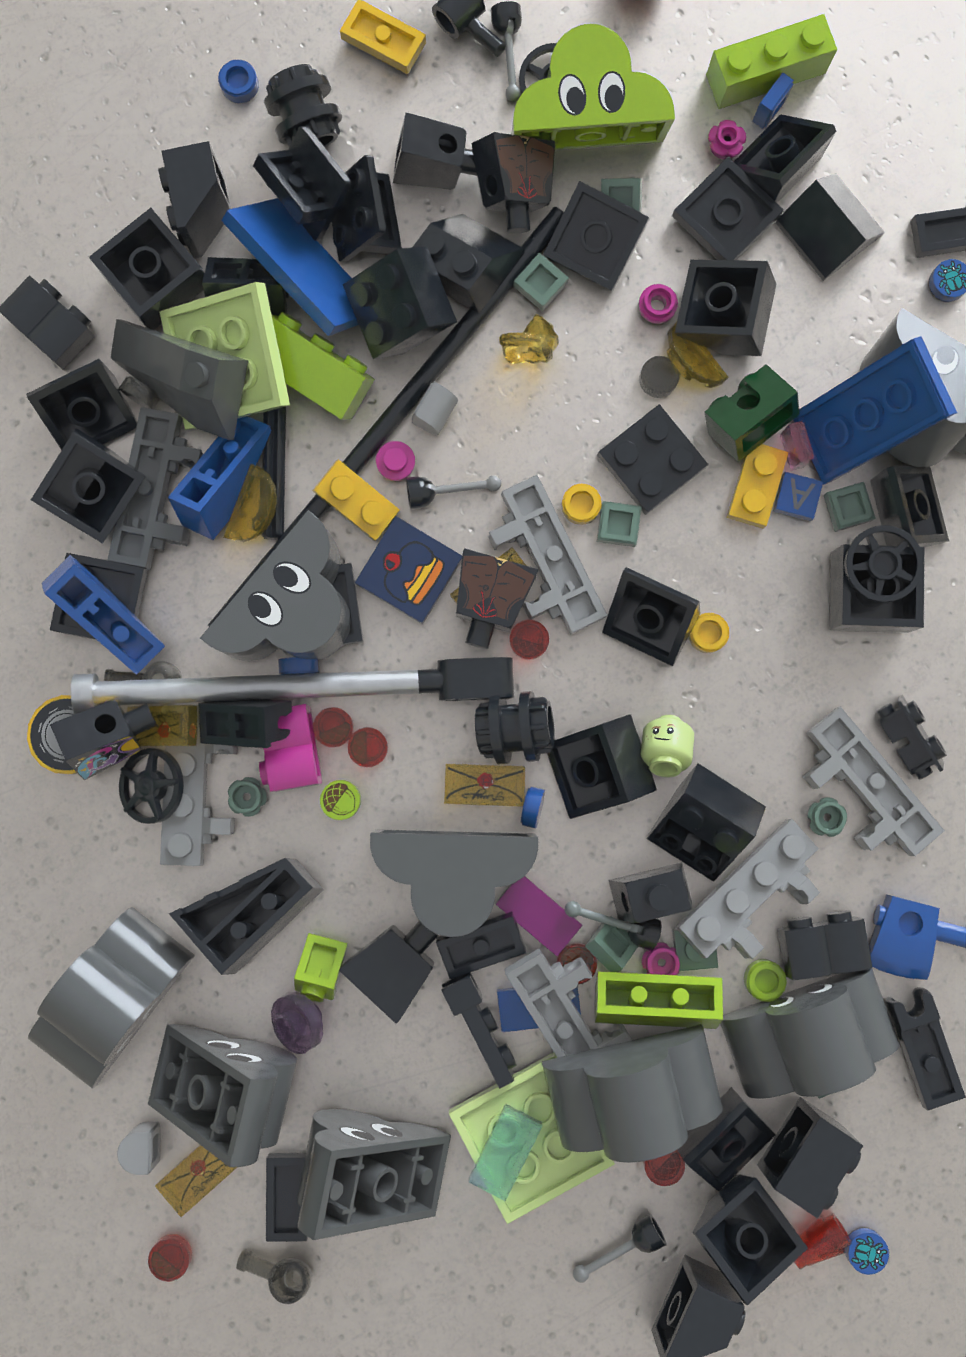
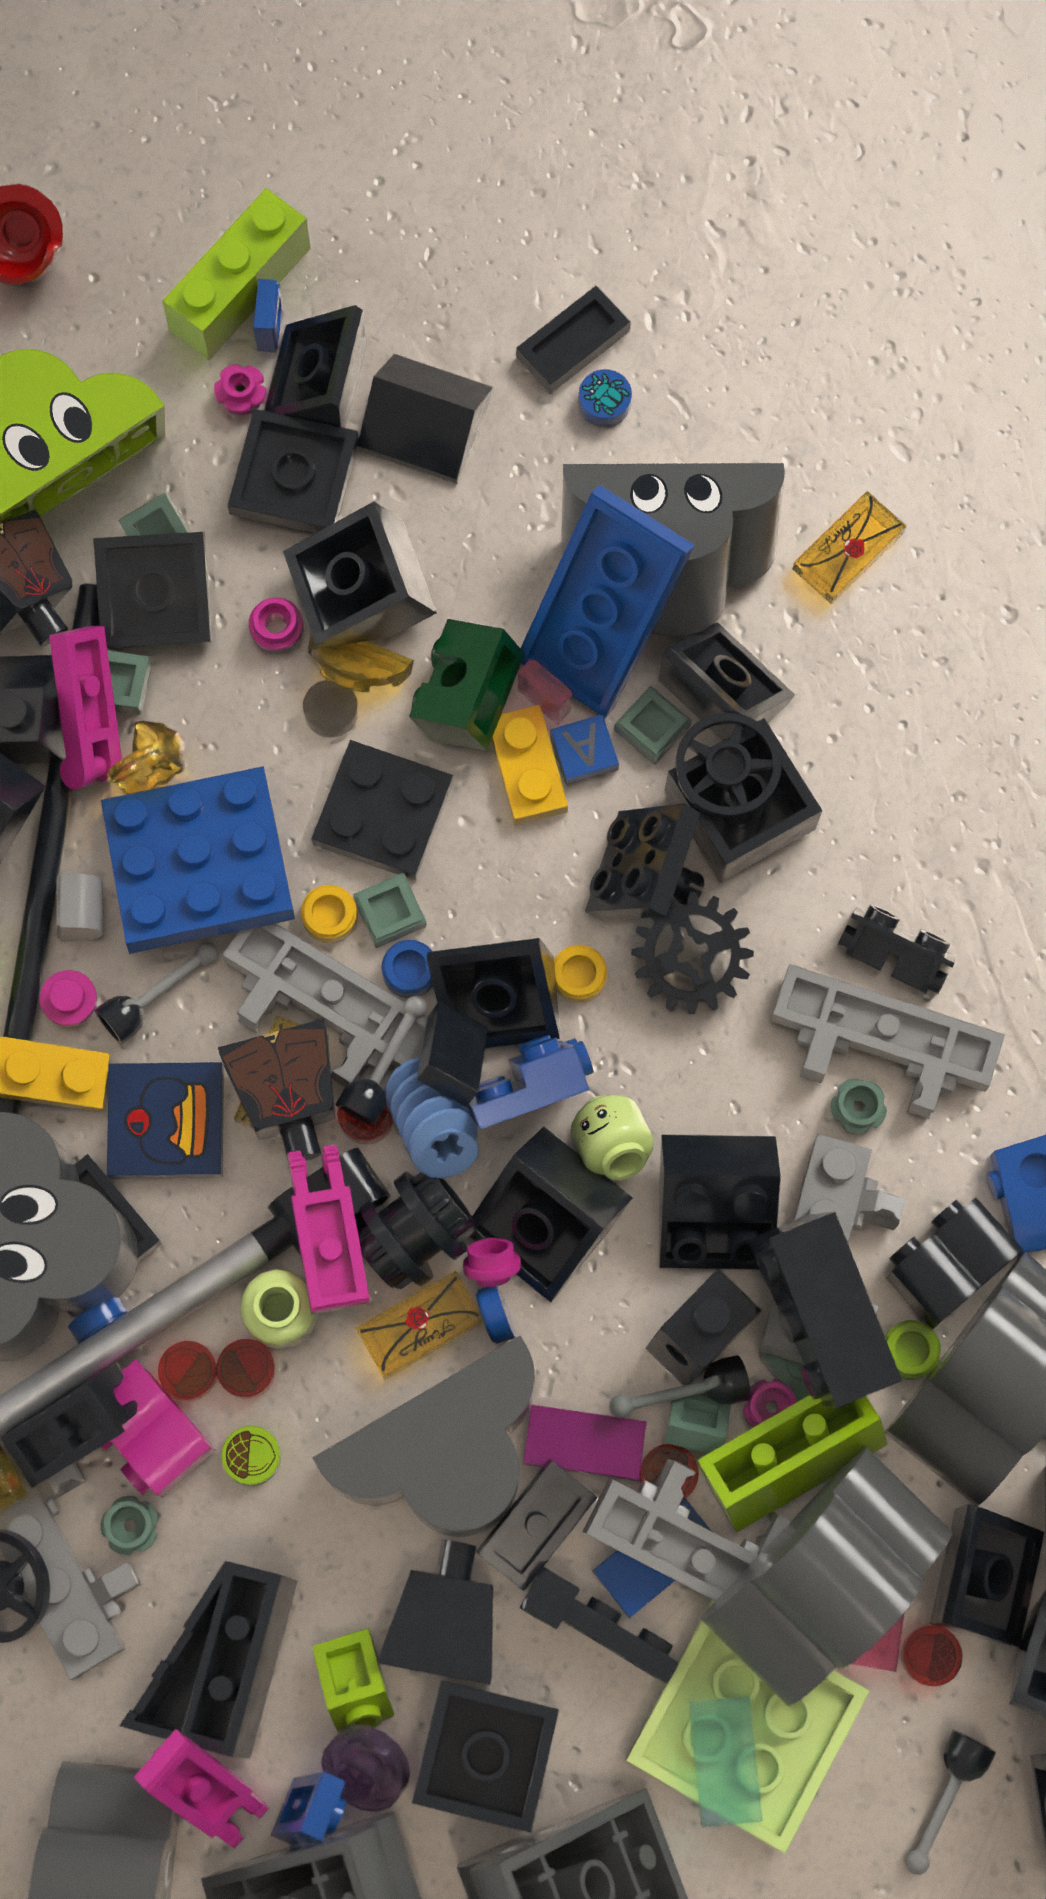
camera: 30 degrees left, 10 degrees down
(192, 979) = (199, 1788): none -> dark pink hinge
(249, 1030) = (310, 1809): none -> blue plate
(369, 1062) = (485, 1756): none -> black brick
(407, 726) = (277, 1309): none -> yellowish green head
(460, 703) = (327, 1237): none -> dark pink hinge
(511, 284) = (85, 705): none -> dark pink plate
(521, 422) = (196, 860): none -> blue plate
(535, 631) = (365, 1097): none -> hinge
(549, 776) = (491, 1261): none -> dark pink plate
(566, 669) = (433, 1126): none -> medium blue piece
(602, 638) = (452, 1053): none -> black tile
(608, 566) = (407, 969): none -> blue tile
(649, 685) = (542, 1074): none -> blue plate
(732, 934) = (825, 1309): none -> black wedge
(792, 592) = (645, 864): none -> black plate
(804, 667) = (668, 962): none -> black gear

